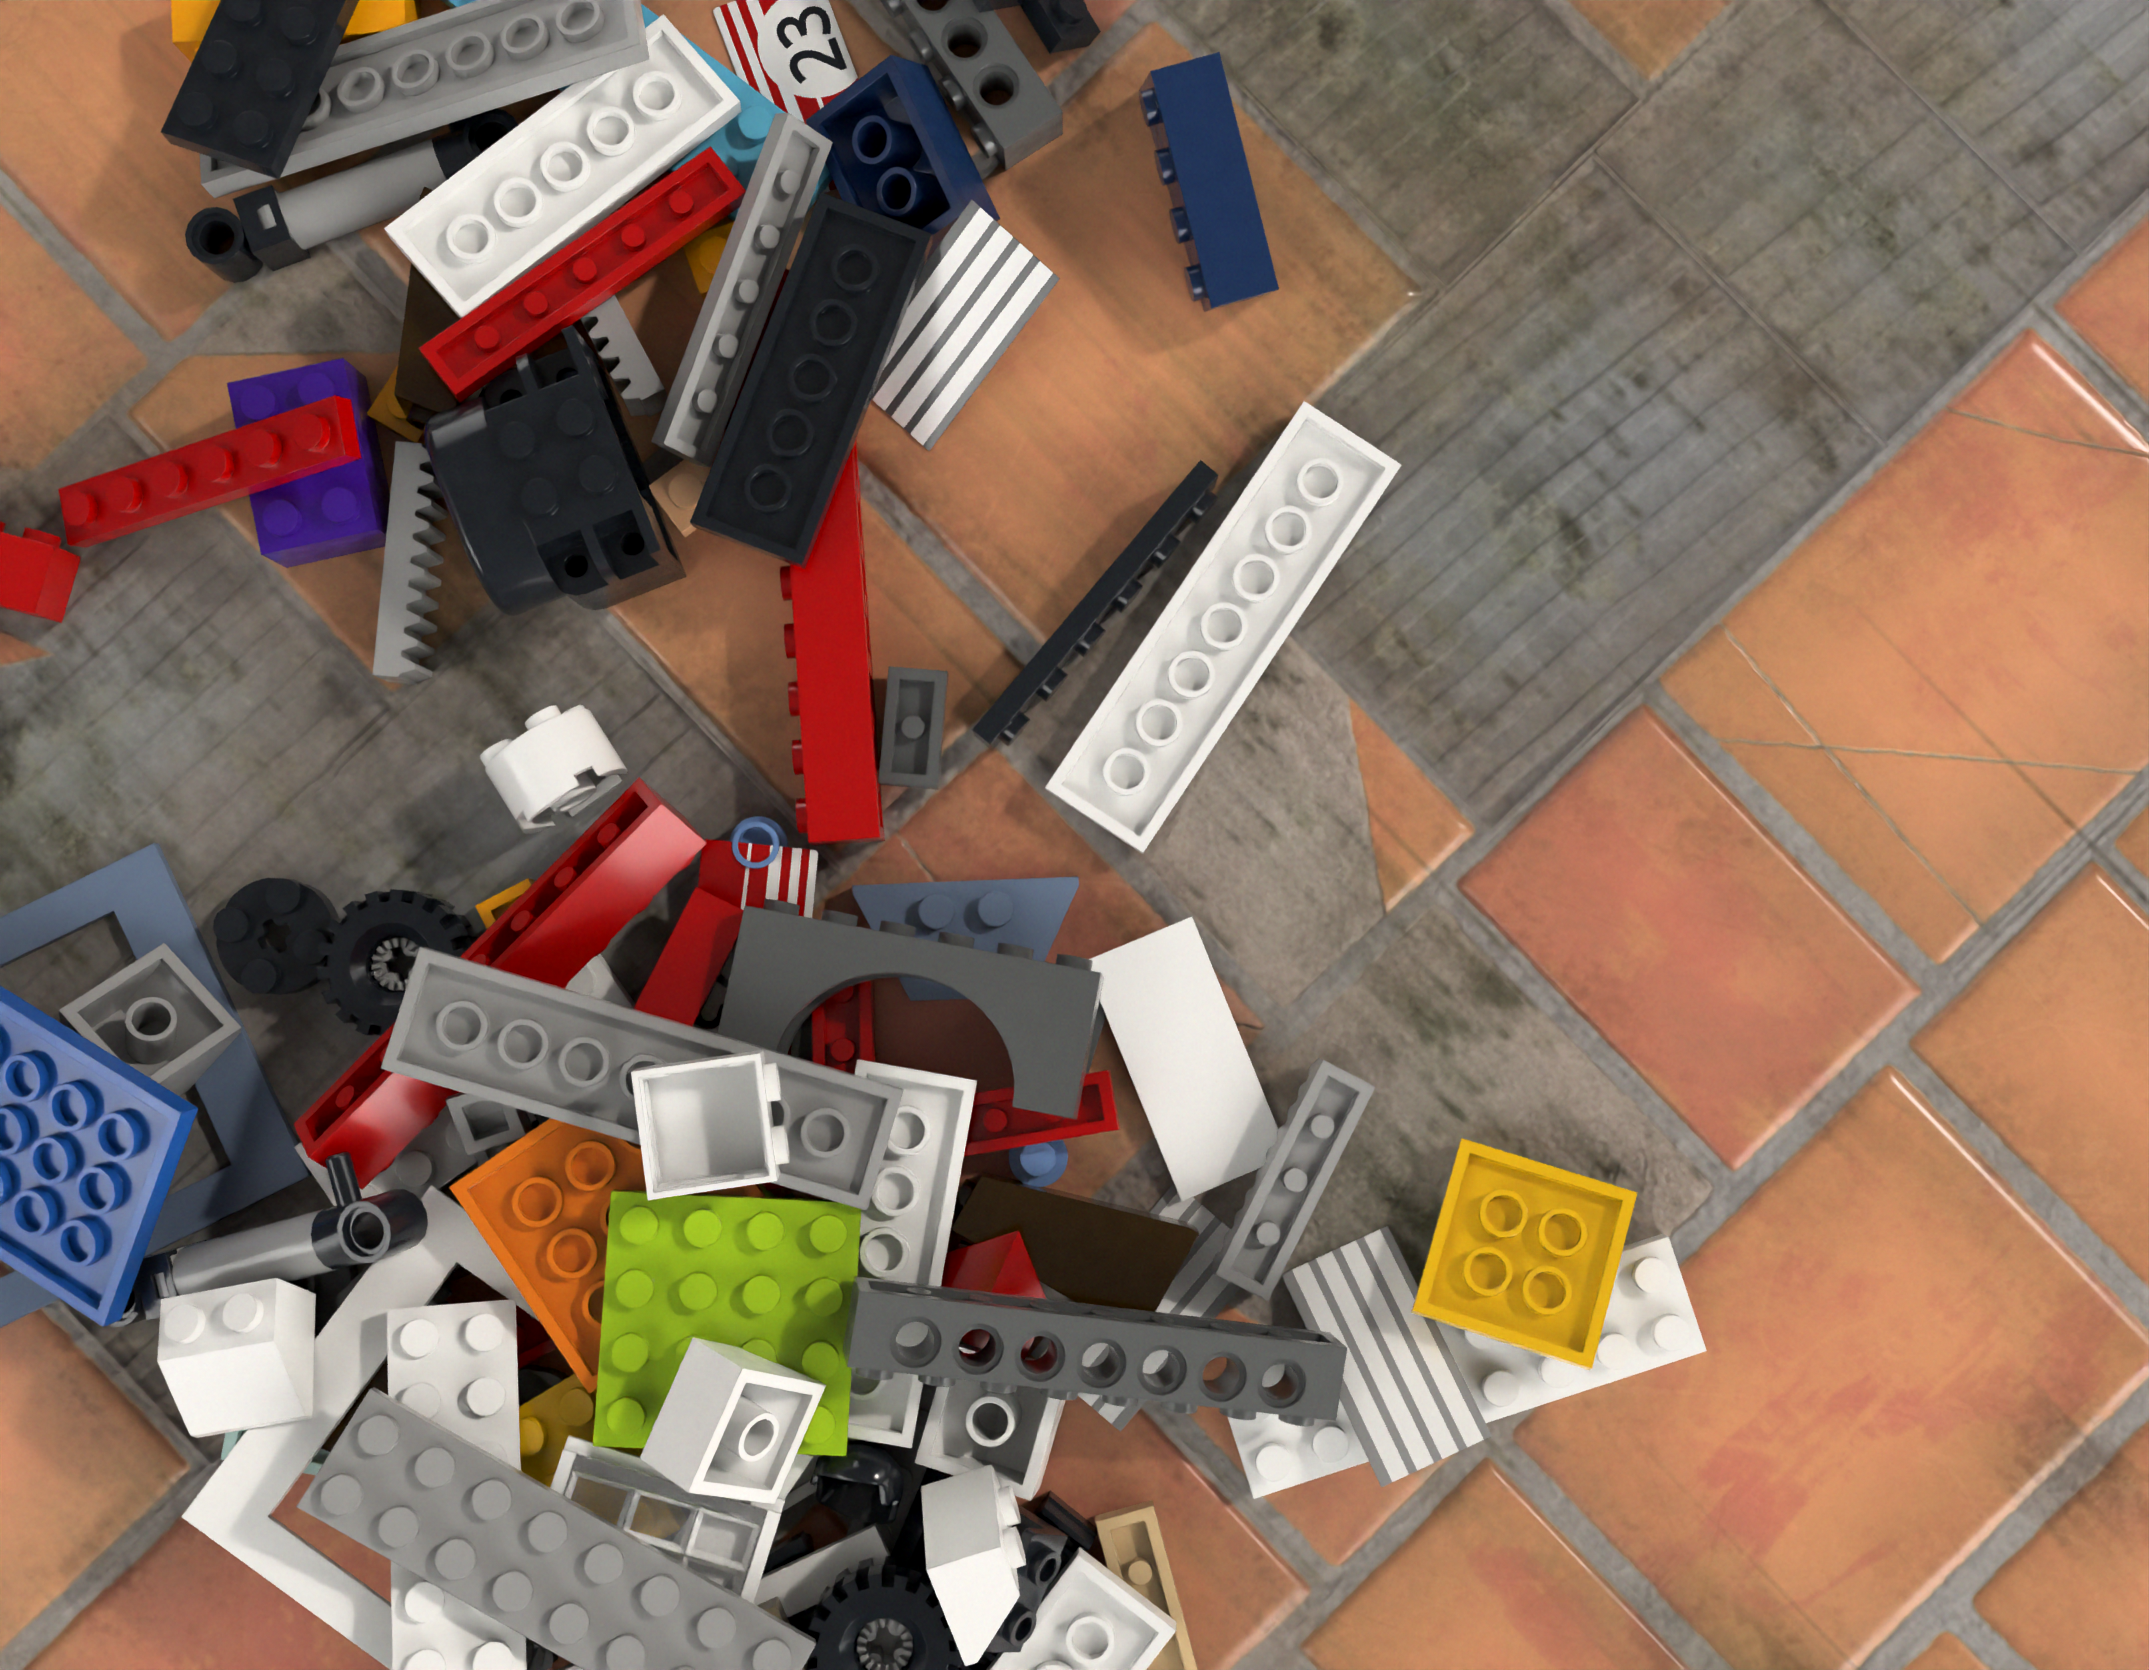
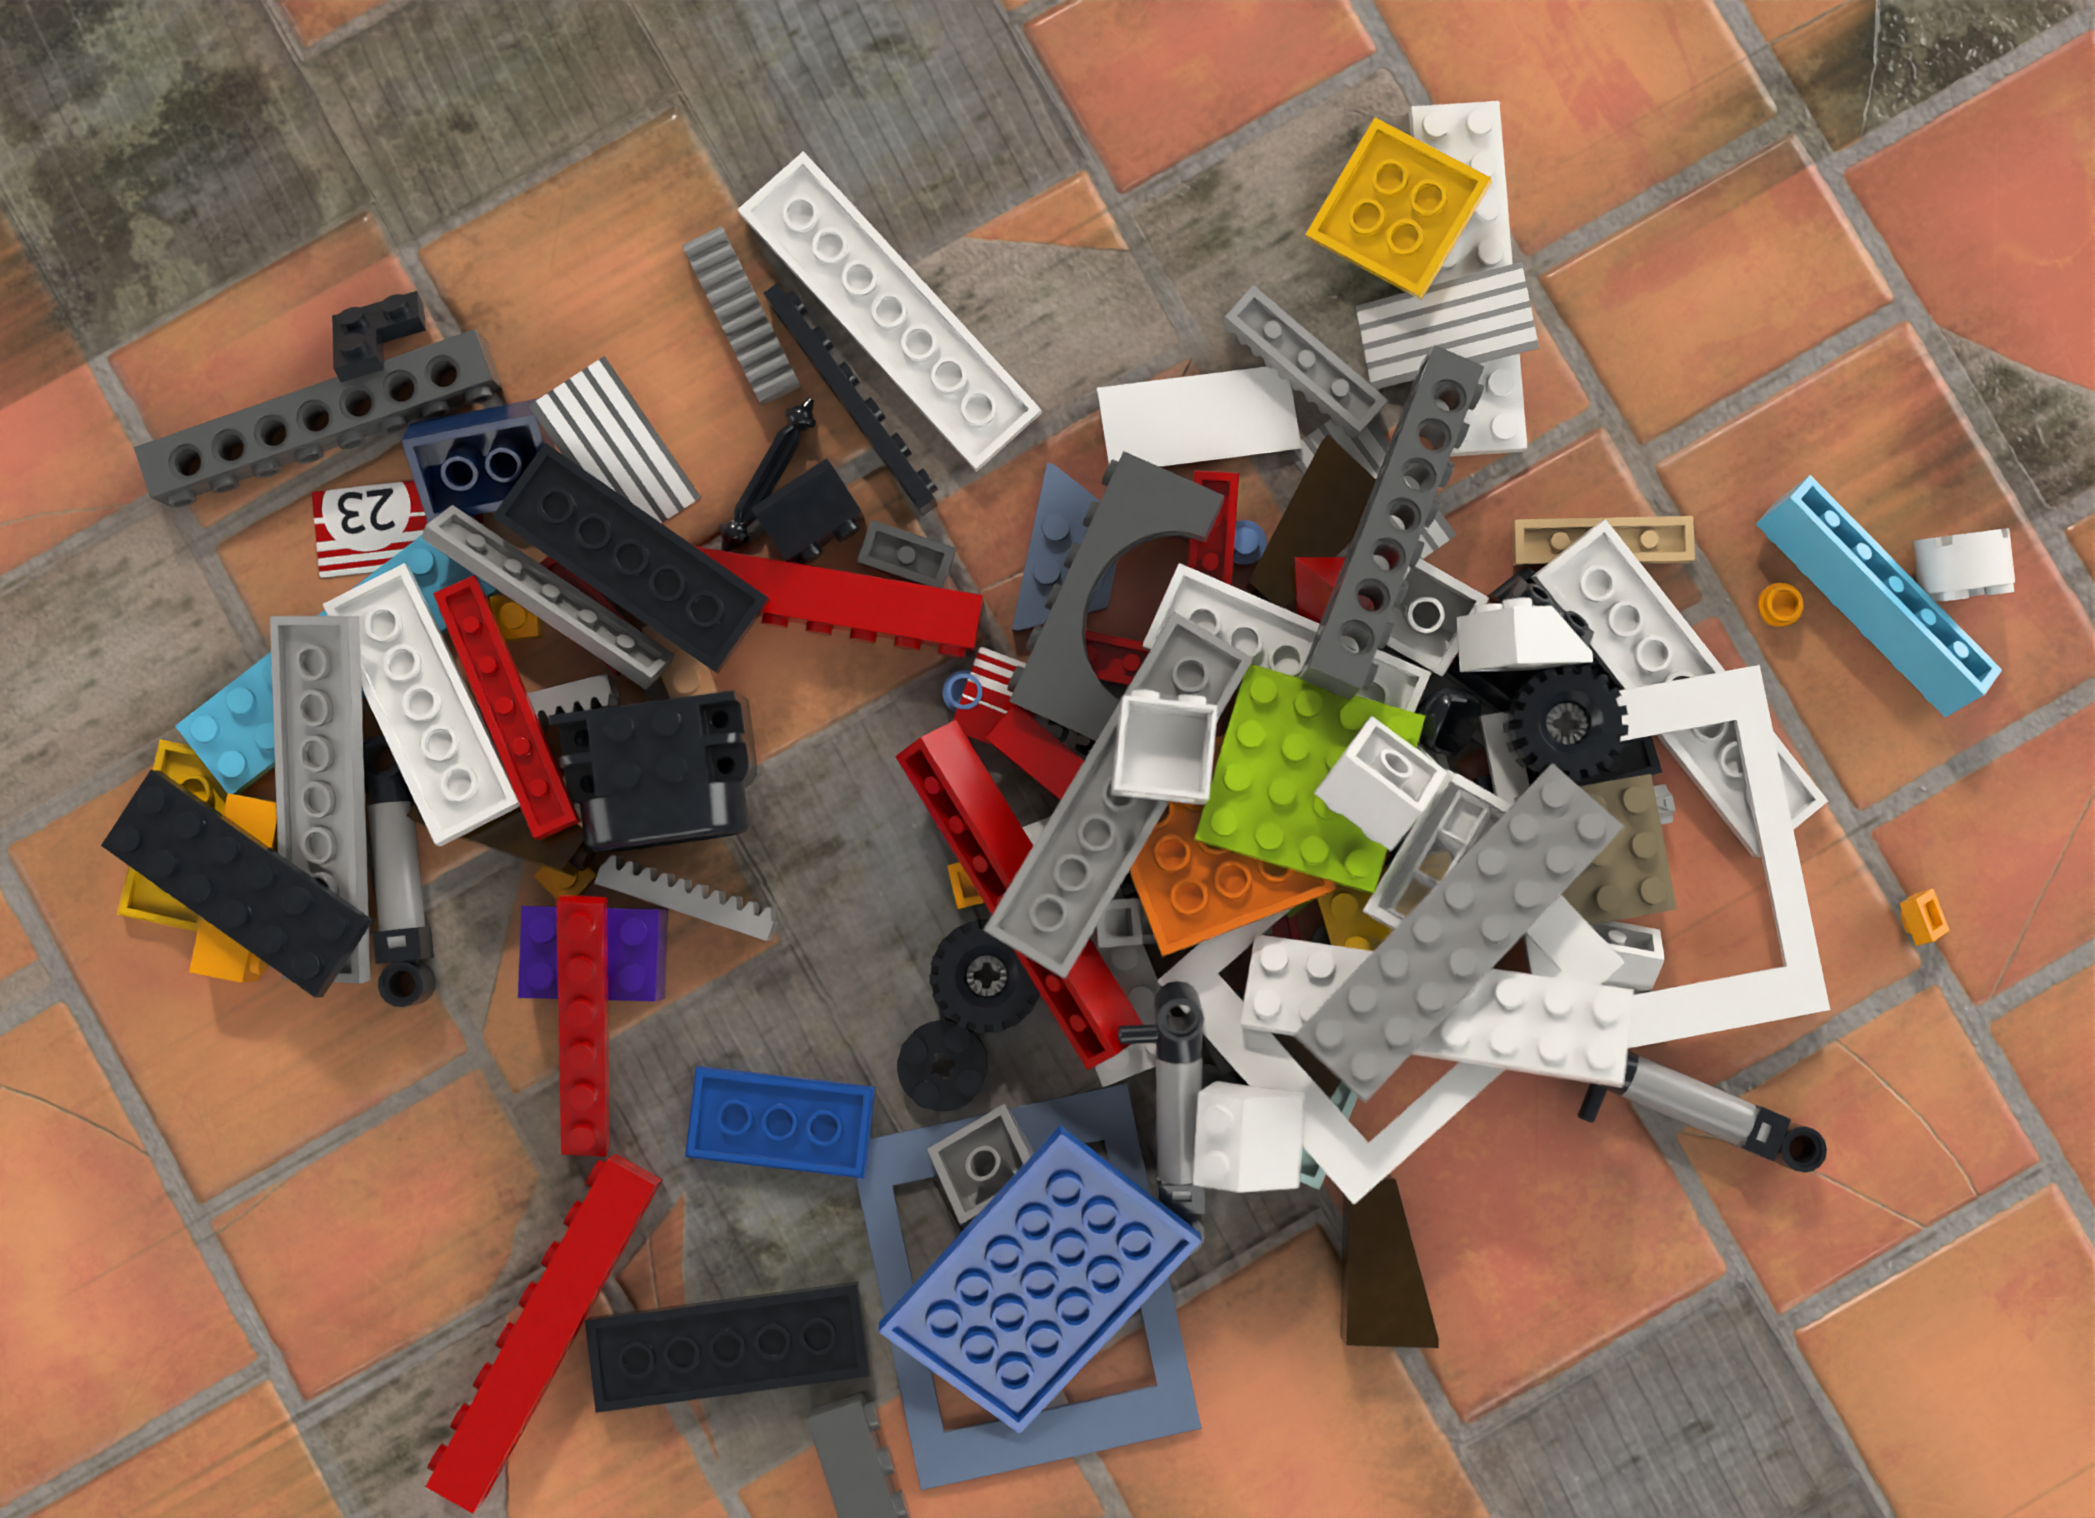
camera: 75 degrees left, 0 degrees up
(115, 1571) = (1381, 1276): none -> dark brown slope
(161, 751) = (780, 1121): none -> blue tile
(553, 767) = (871, 822): white brick -> none
(930, 591) = (809, 514): none -> black slope
(974, 526) = (767, 474): none -> black wheel
(1171, 441) = (741, 316): none -> light grey gear
(1208, 182) = (556, 236): dark blue wedge -> none

